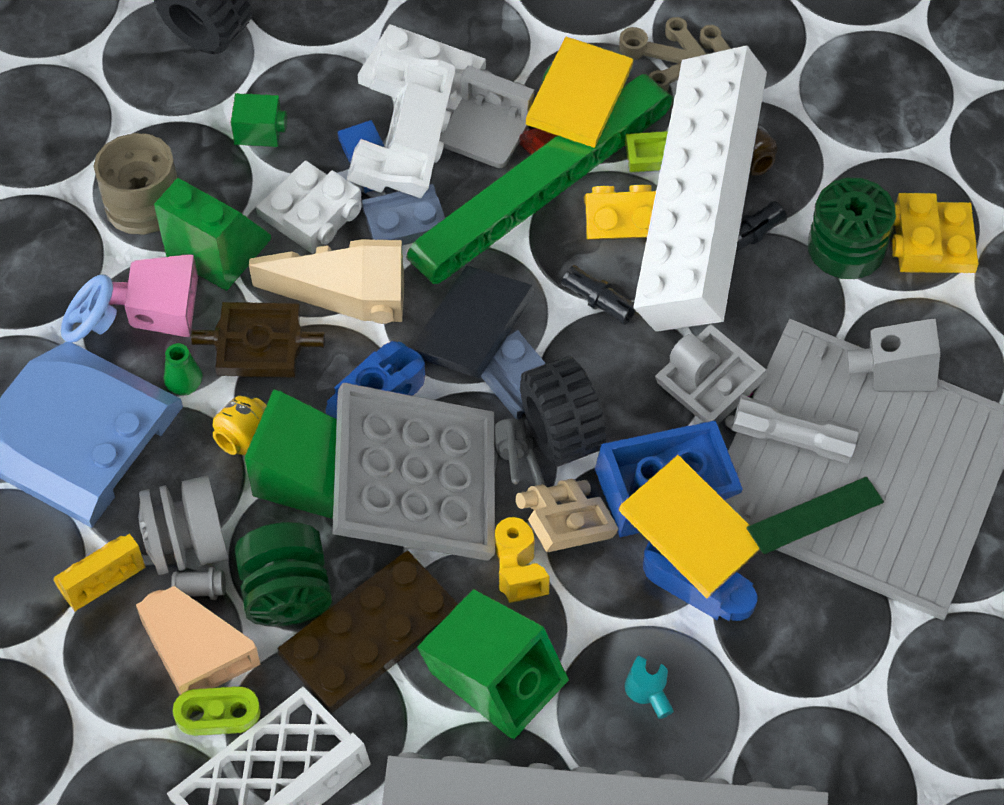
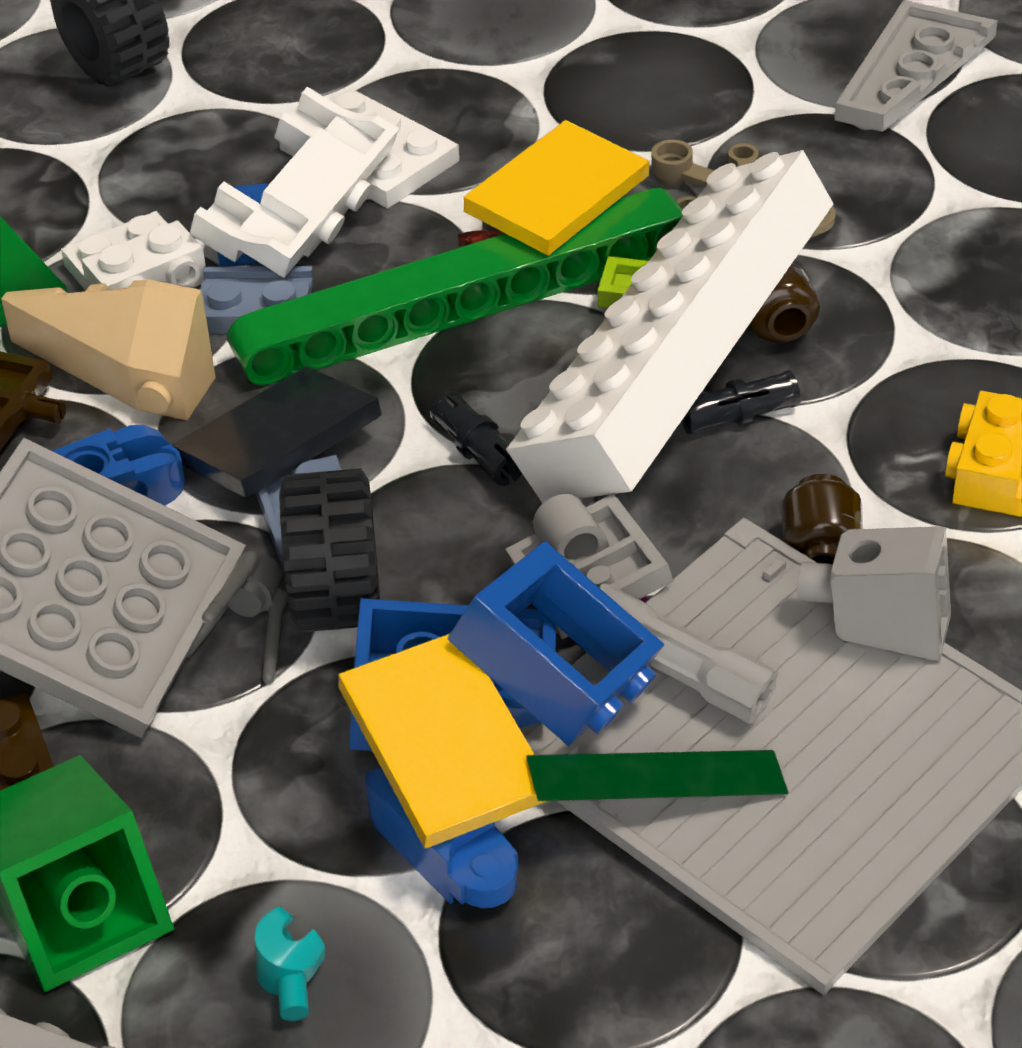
camera: 20 degrees right, 15 degrees down
(257, 120) = (117, 156): green brick -> none
(488, 117) = (427, 207): light grey bracket -> none
(515, 550) = (174, 741): yellow leg -> none
(571, 523) = (277, 695): tan plate -> none
(619, 213) = (542, 341): yellow bracket -> none
(724, 468) = (532, 669): none -> blue window
(836, 309) = (818, 514): none -> dark brown head
(851, 228) = (886, 418): dark green wheel -> none

